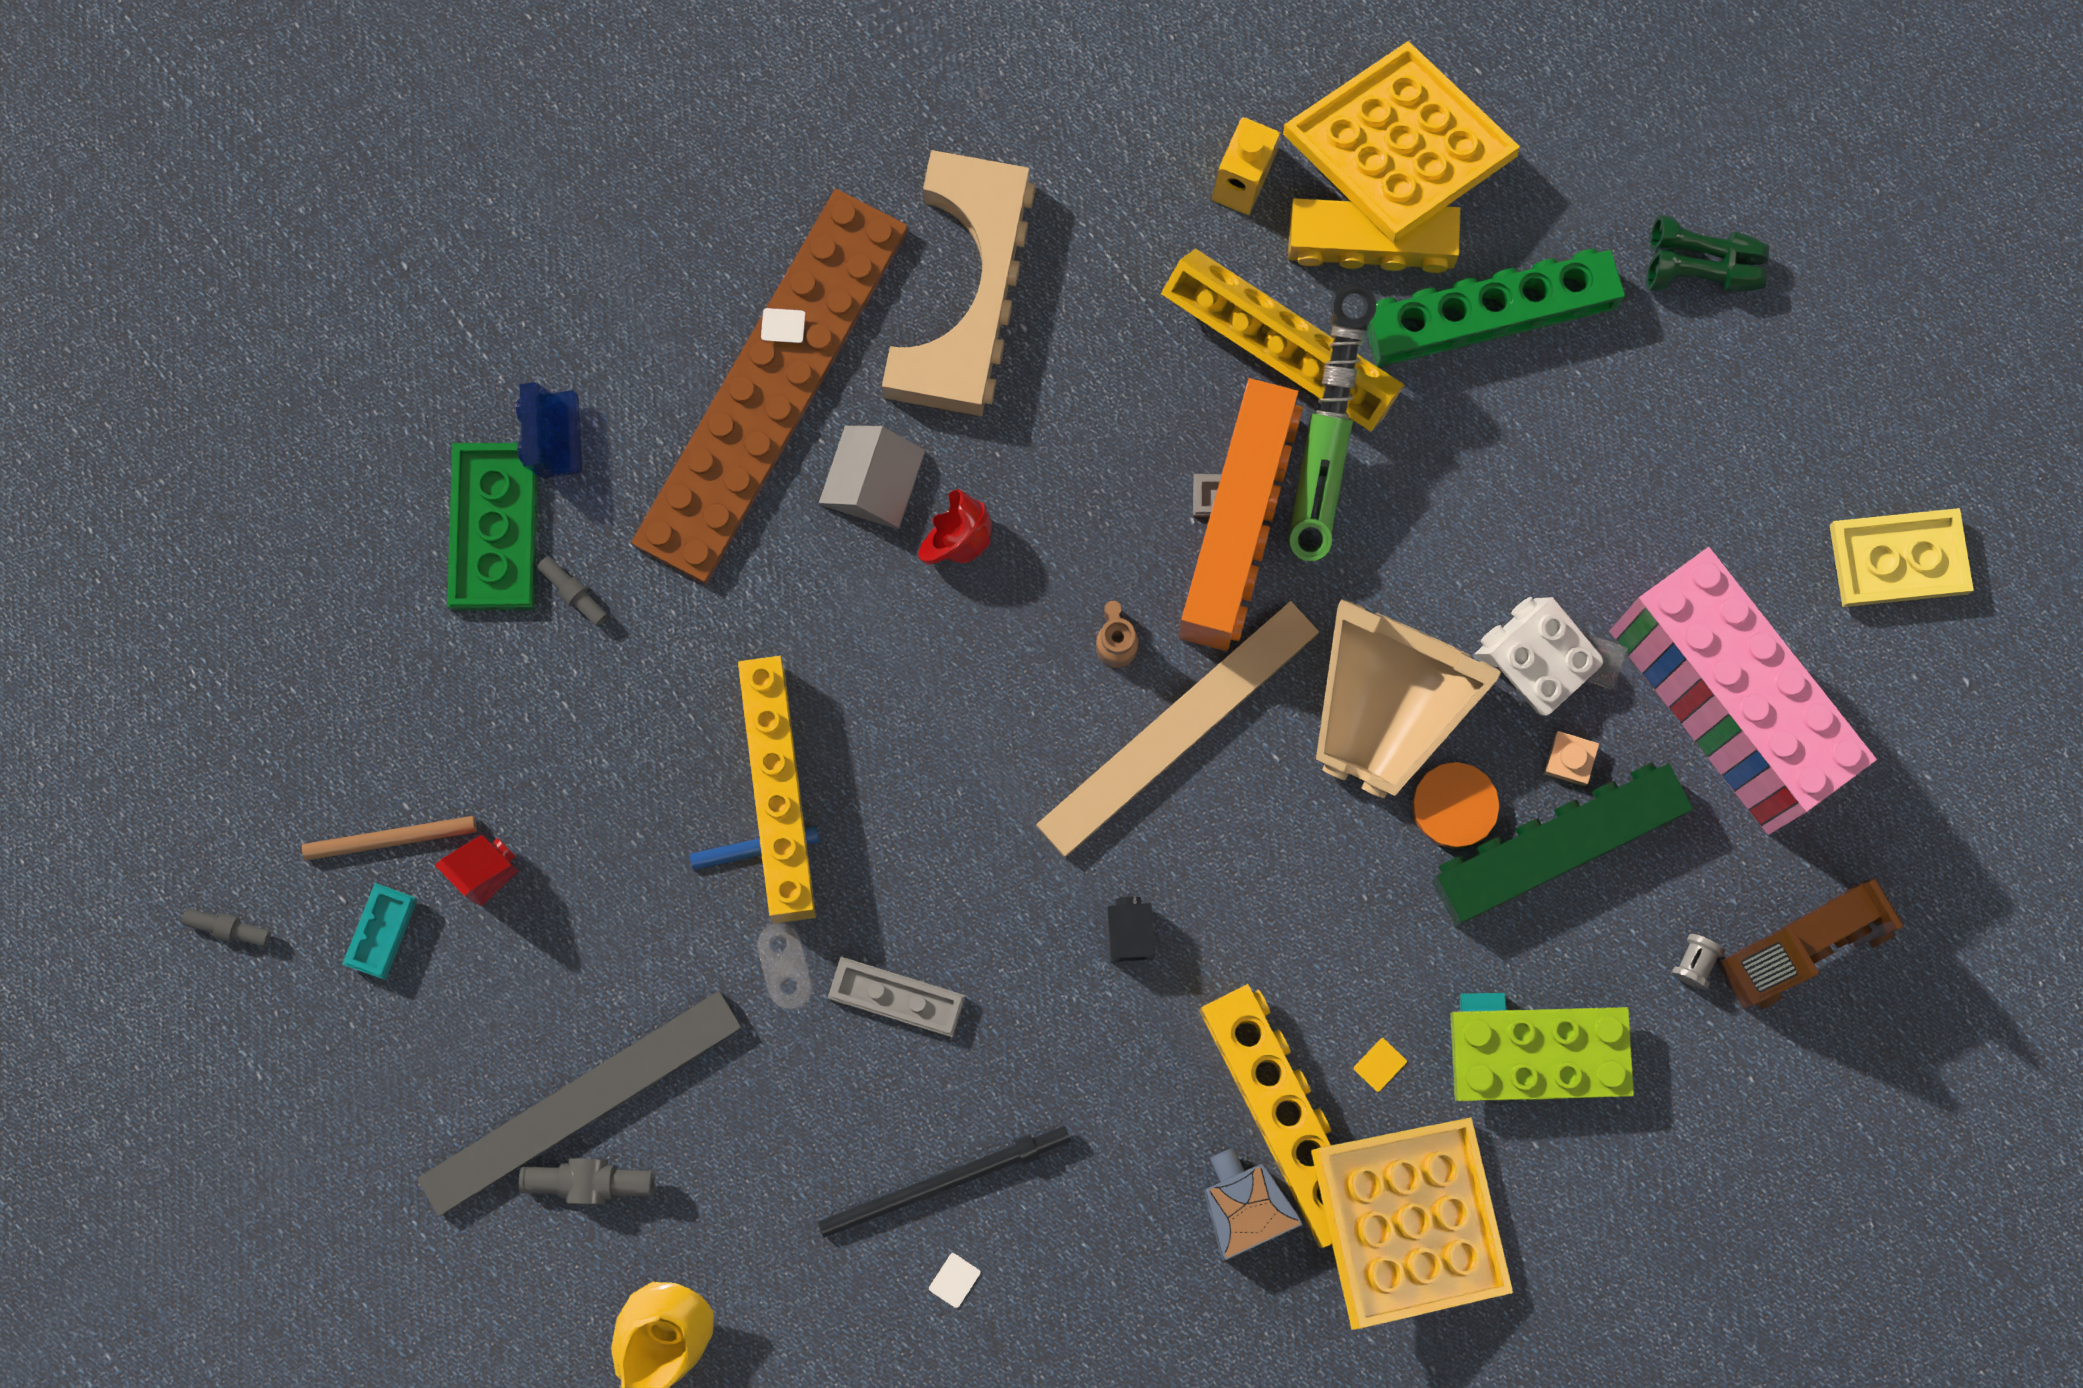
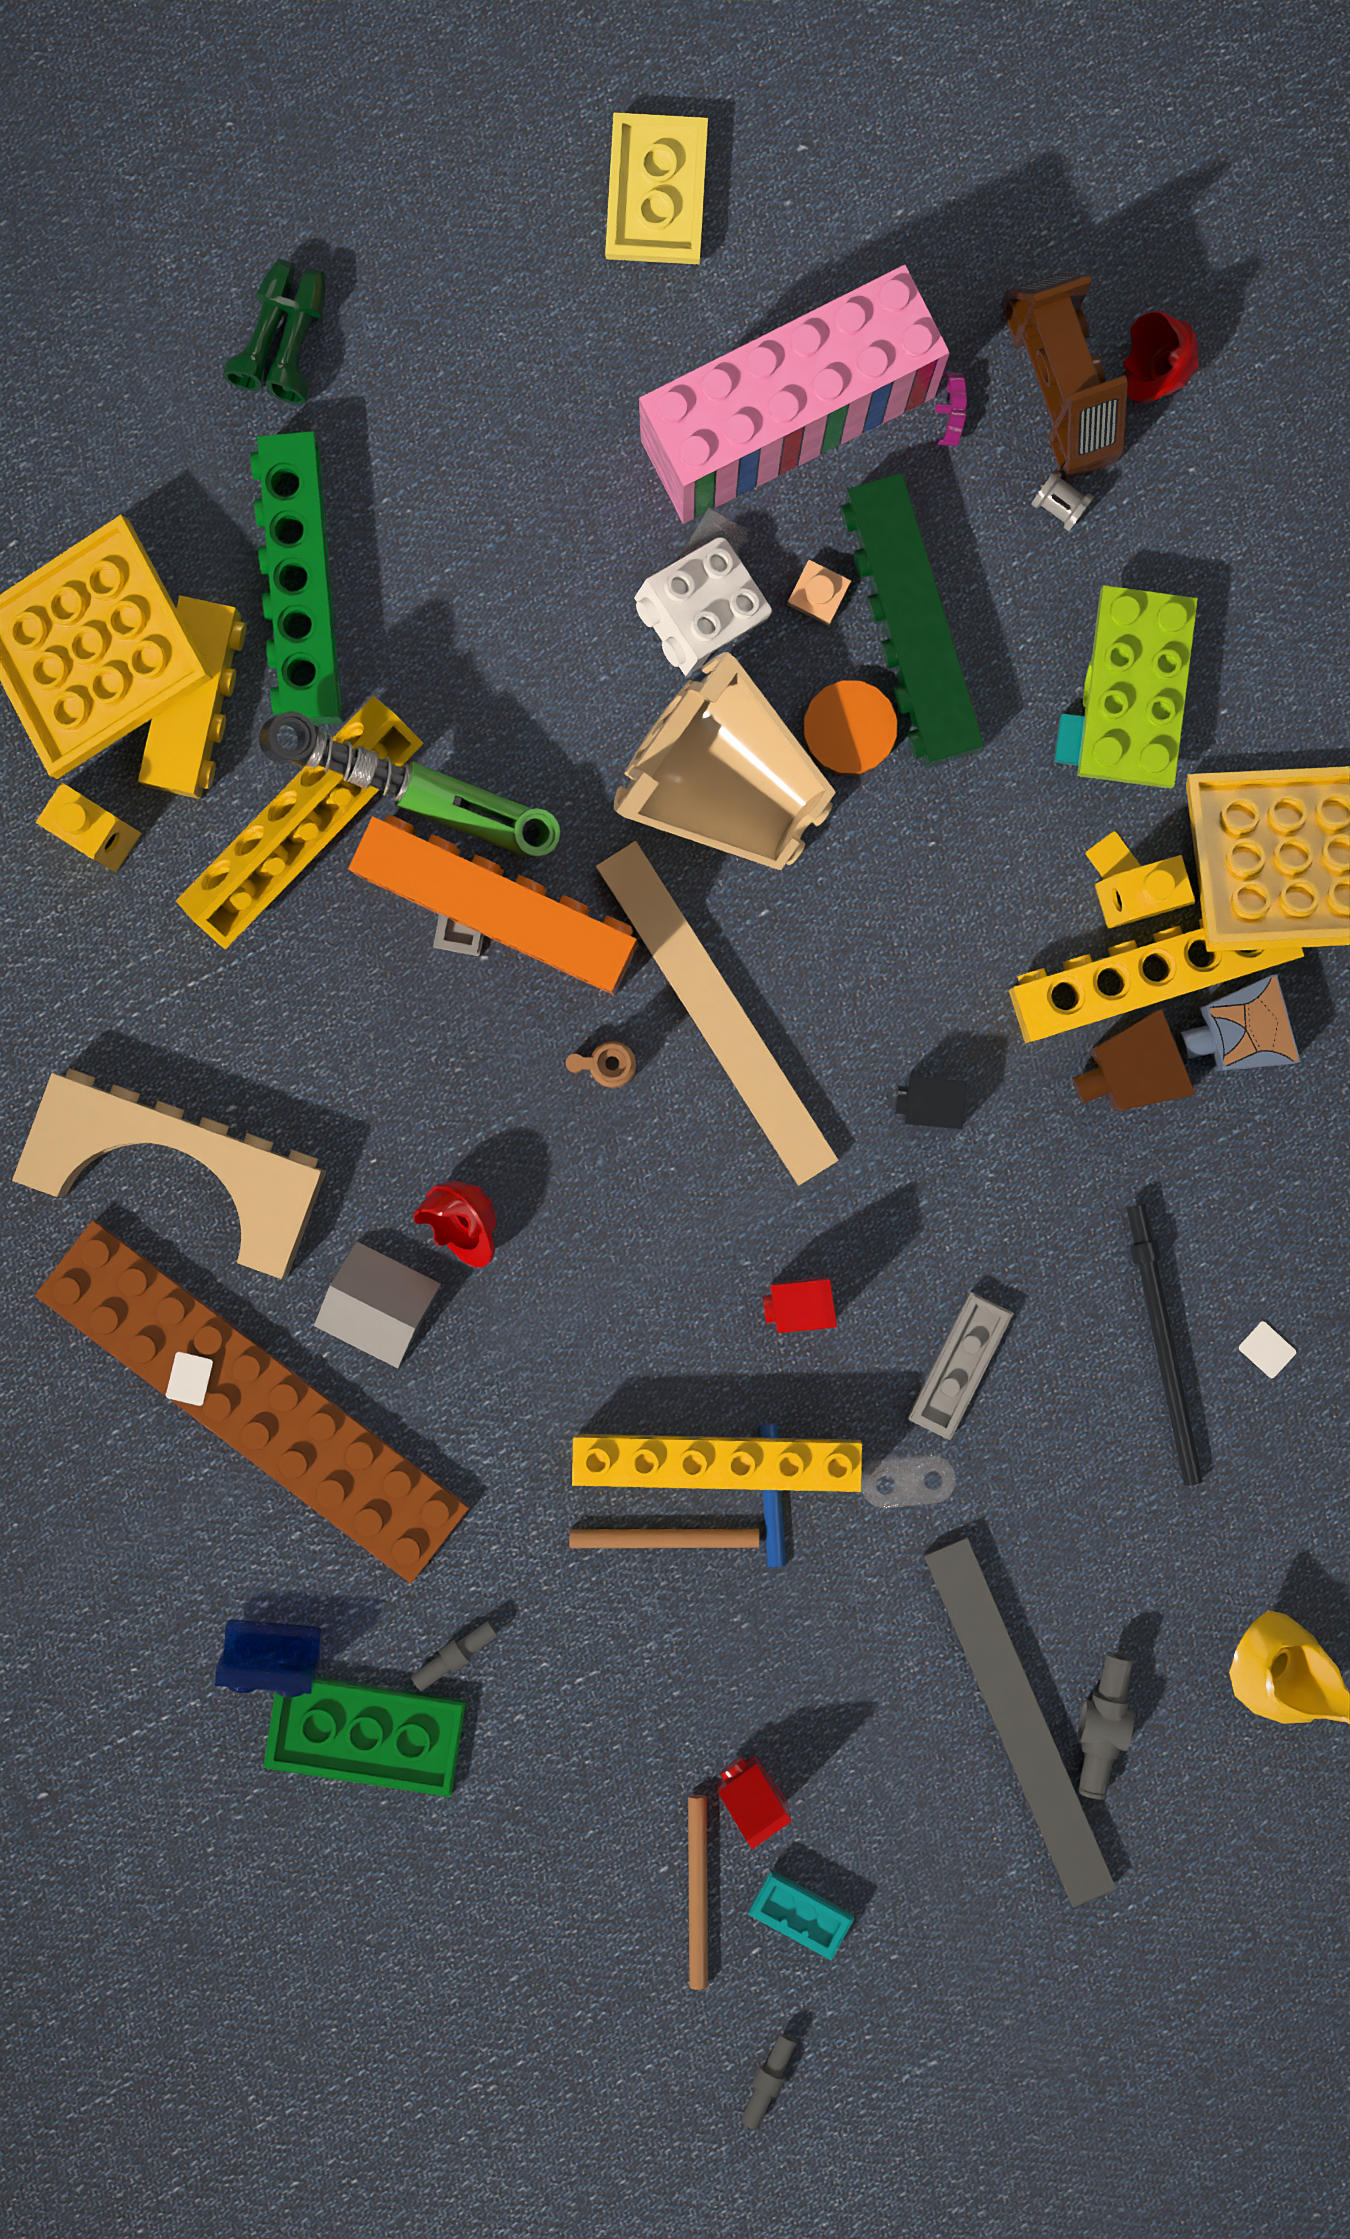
camera: 80 degrees left, 10 degrees up
(702, 758) = (664, 1538): none -> medium nougat bar
(929, 841) = (800, 1305): none -> red slope
(1194, 1111) = (1136, 1067): none -> reddish brown torso
(1357, 1096) = (1145, 892): none -> yellow torso
(1760, 853) = (956, 408): none -> magenta piece
(1846, 1029) = (1160, 357): none -> red piece

